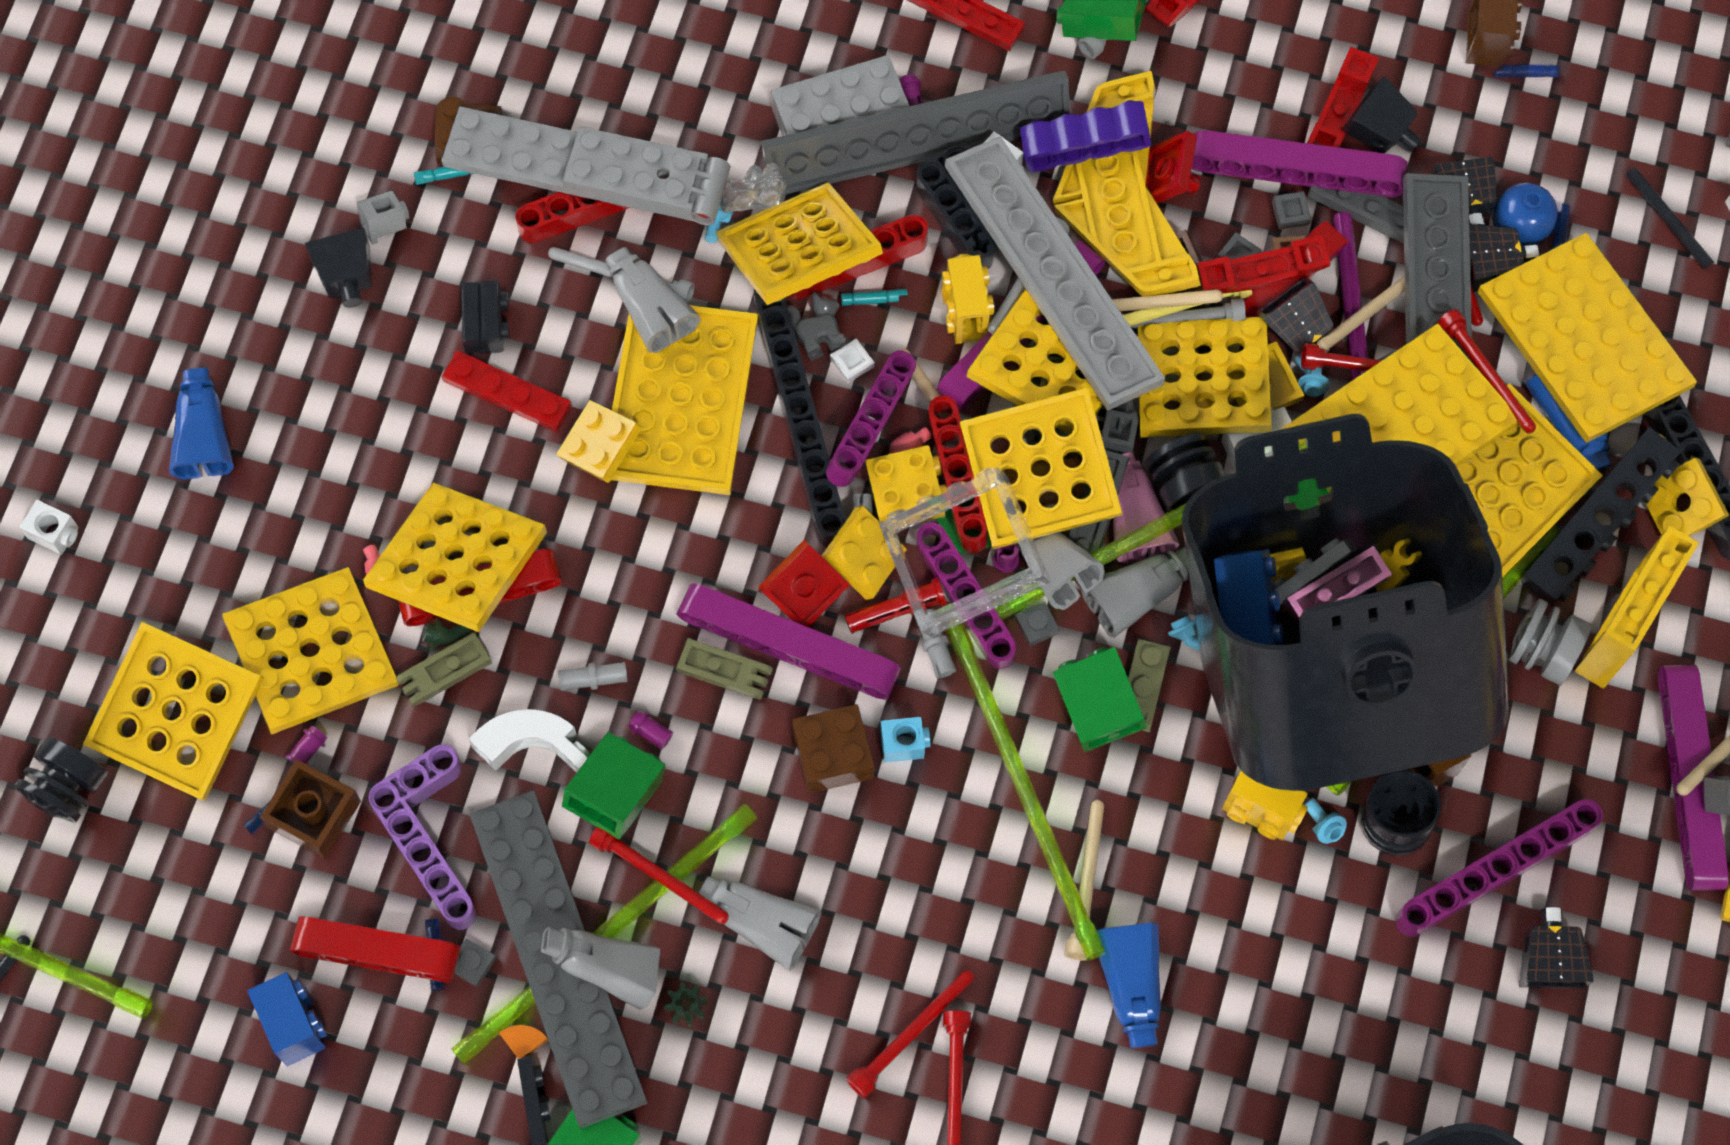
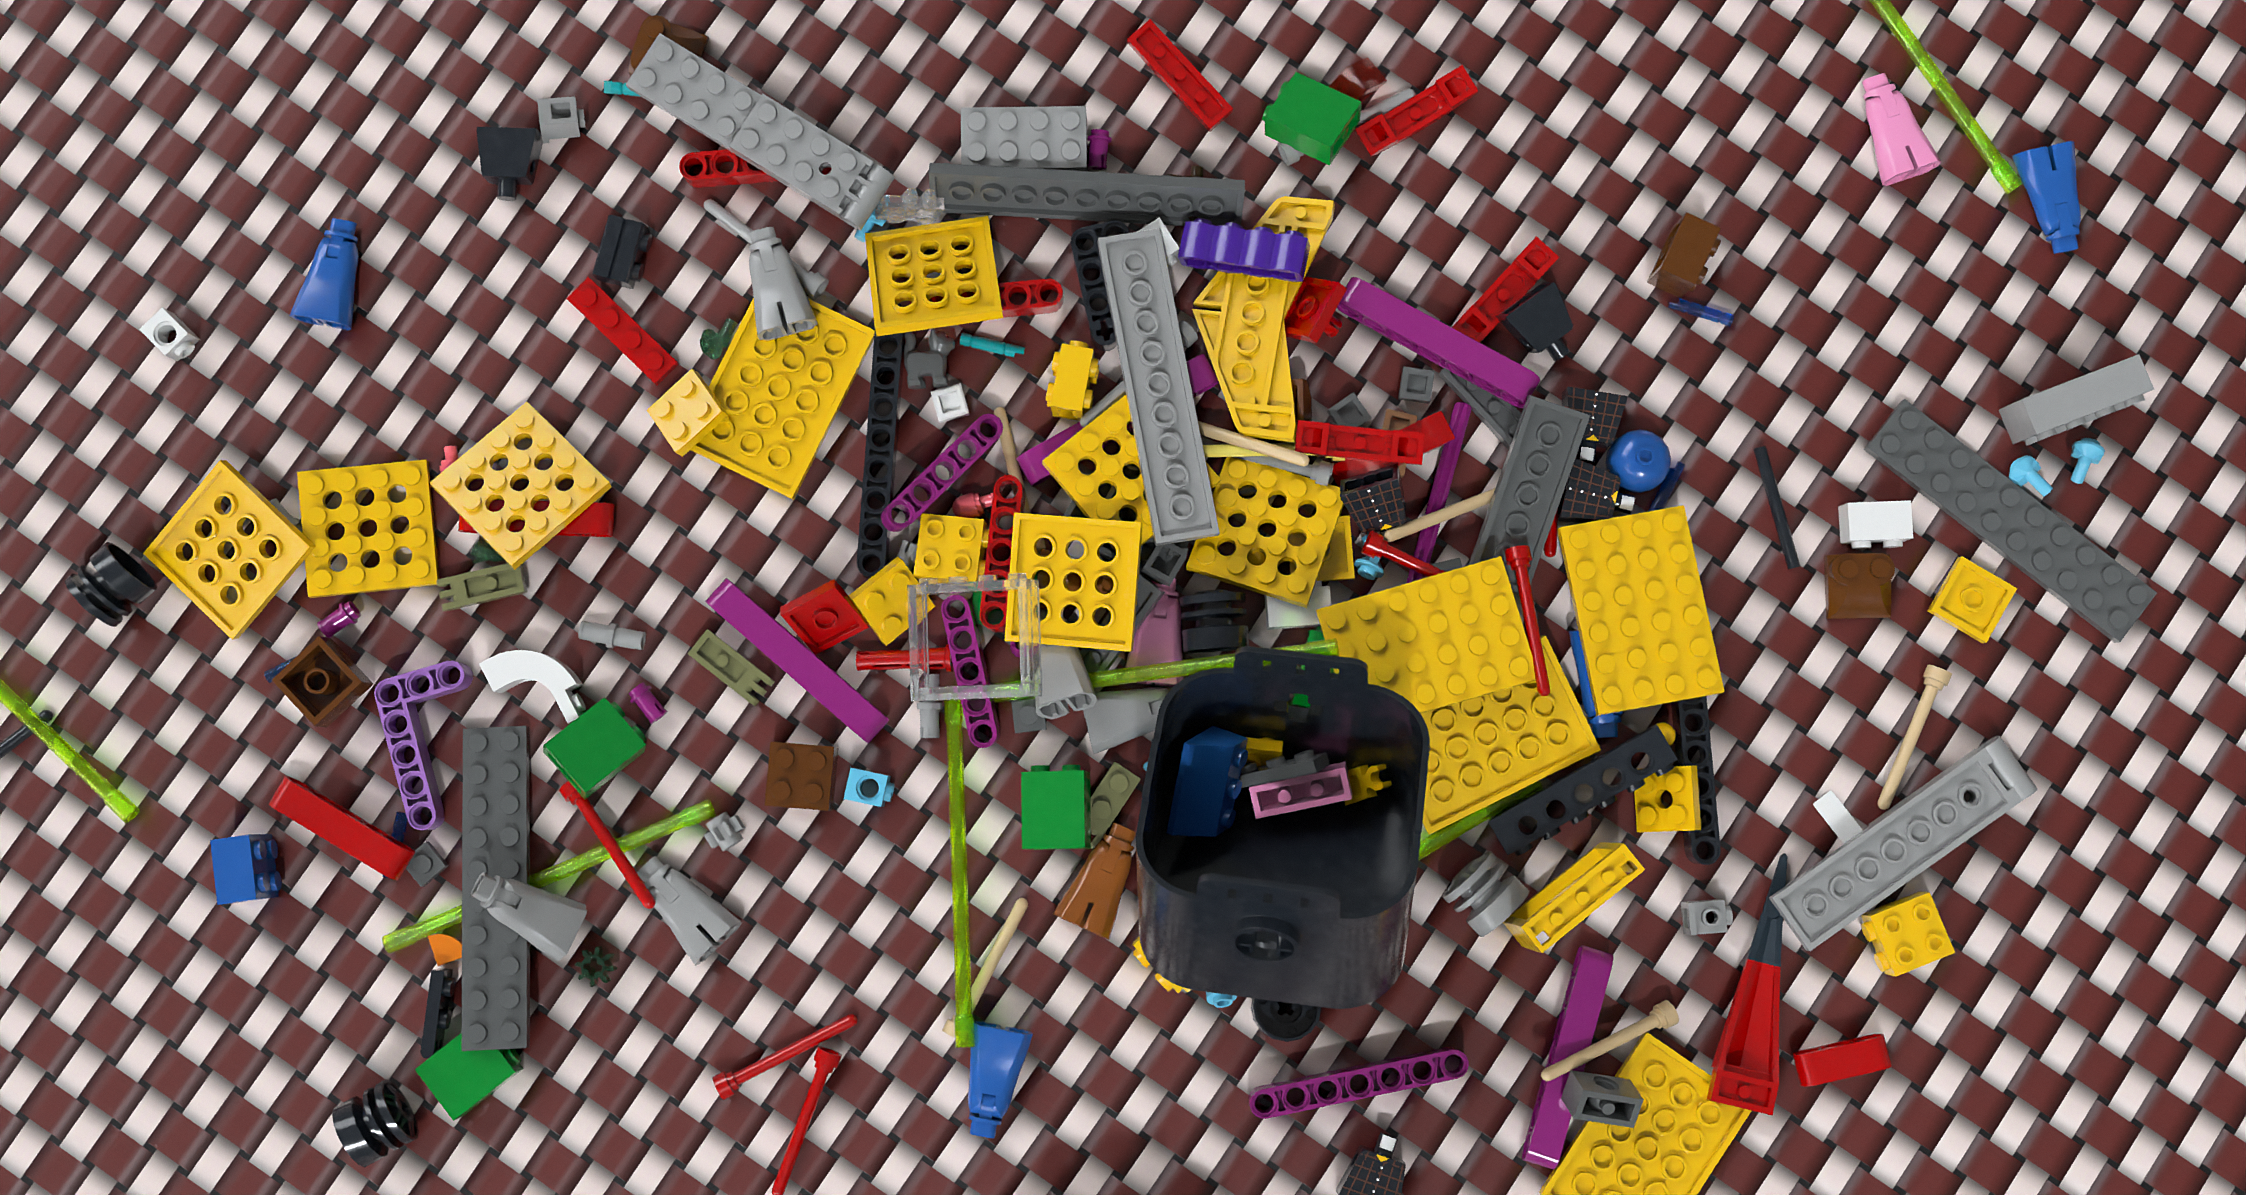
camera: 20 degrees right, 15 degrees up
(602, 371) = (713, 343): none -> clear green plate
(773, 827) = (724, 831): none -> light grey gear
(1168, 766) = (1097, 889): none -> dark orange piece

